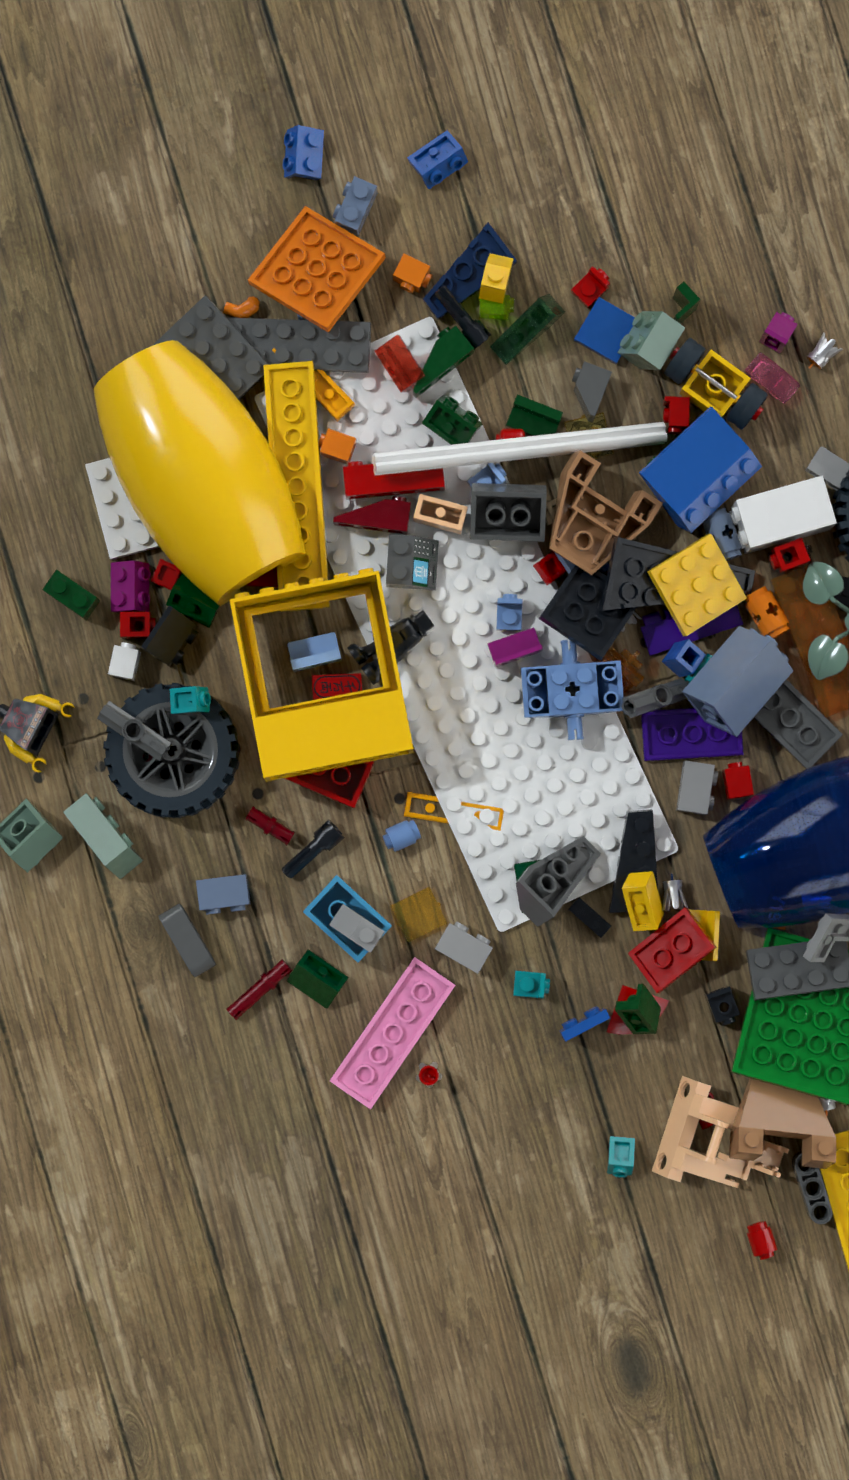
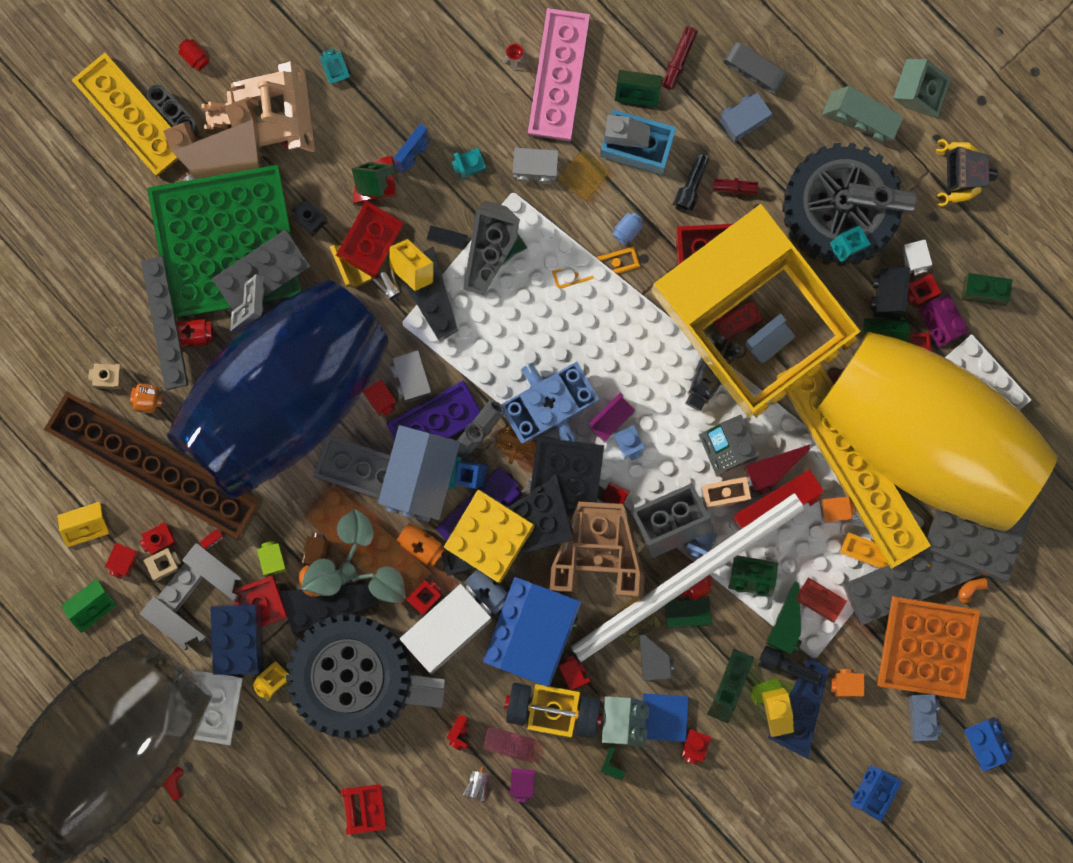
camera: 150 degrees right, 5 degrees down
(814, 415) = (459, 728): none -> red bracket

